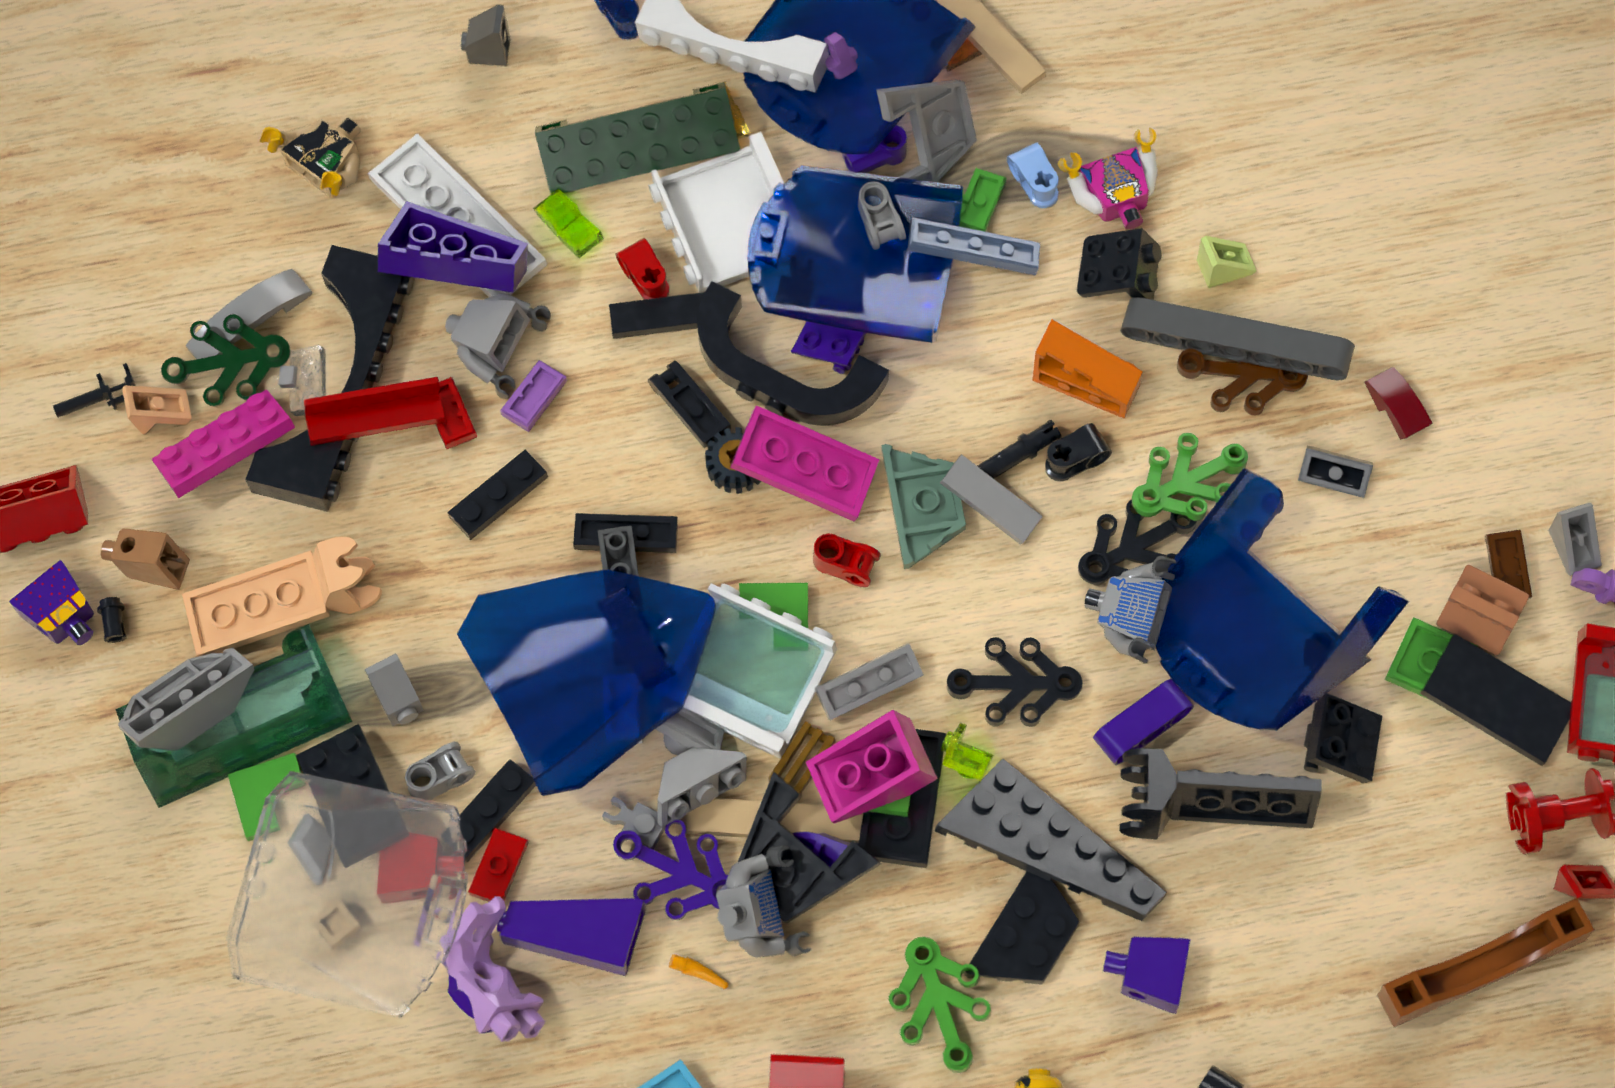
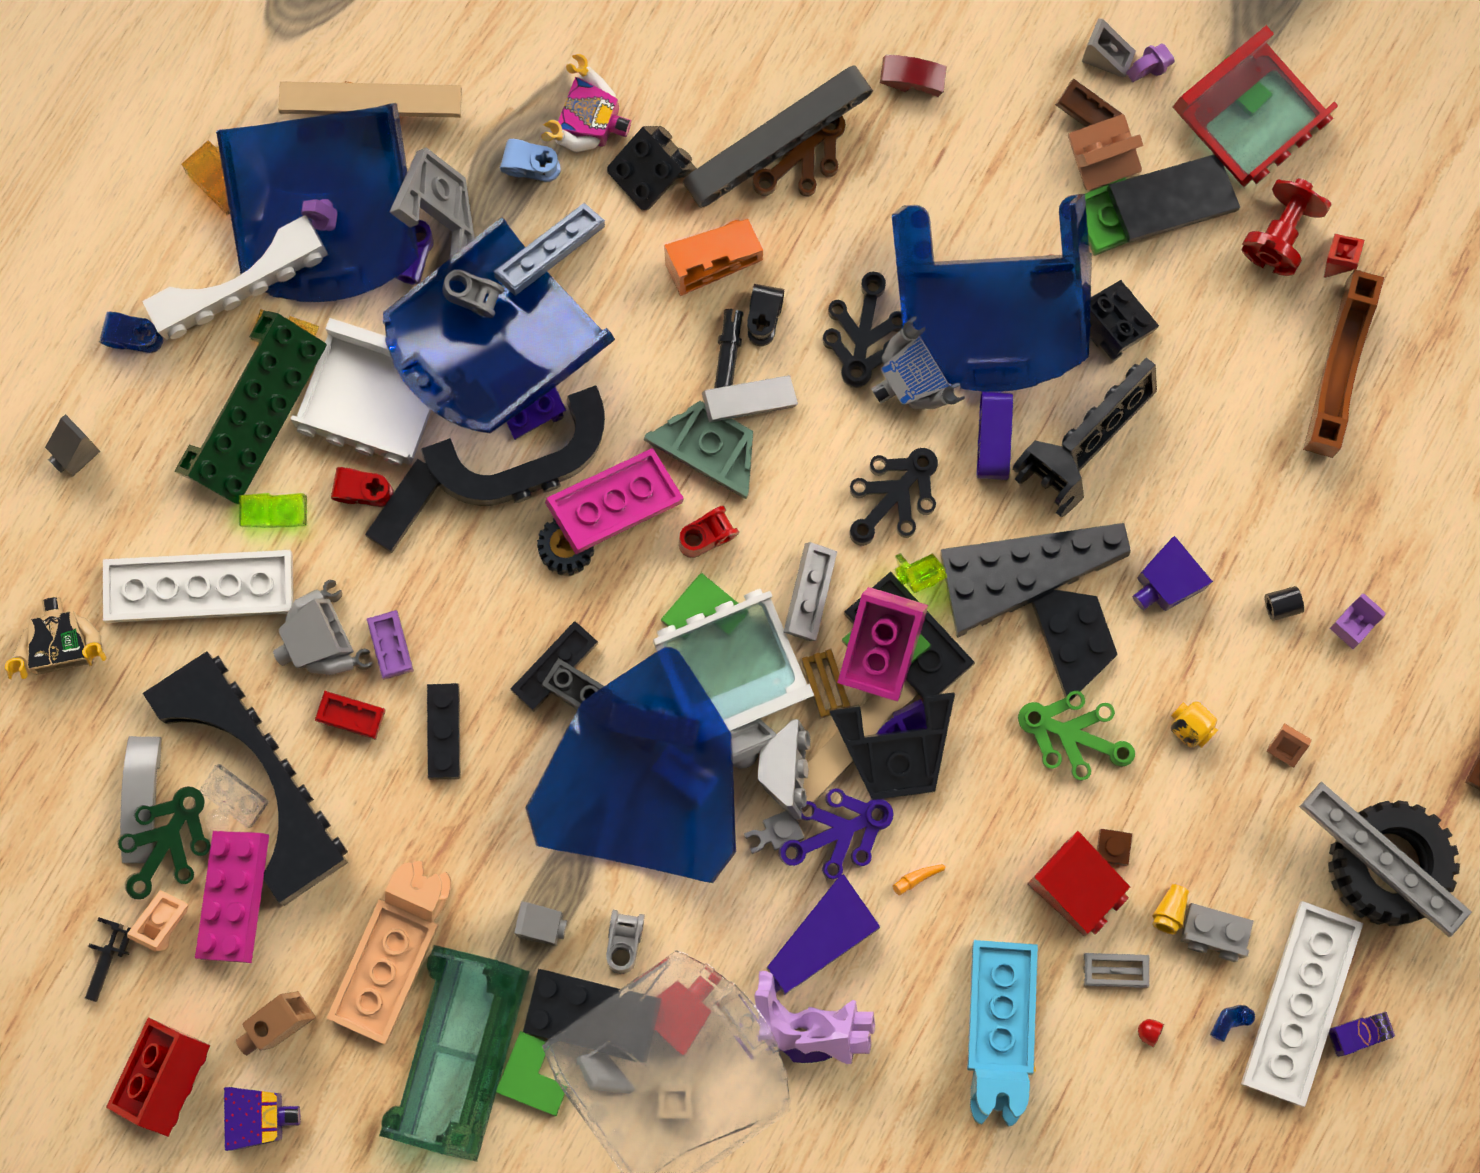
camera: 55 degrees left, 10 degrees up
(112, 619) = (300, 1084): black pin -> none
(187, 700) = (418, 1079): light grey wedge -> none
(288, 376) = (220, 808): light grey piece -> none
(373, 411) = (310, 769): red panel -> none
(450, 251) = (230, 612): dark purple wedge -> none
(494, 805) = (678, 917): black plate -> none
(498, 866) = (727, 953): red plate -> none
(689, 403) = (493, 541): black plate -> none
(751, 908) = (910, 804): light grey torso -> none
(981, 199) = (512, 207): bright green tile -> none
(1184, 481) = (849, 260): bright green plant -> none
(1223, 260) = (709, 95): yellowish green slope -> none
(1335, 471) = (923, 157): slope -> none

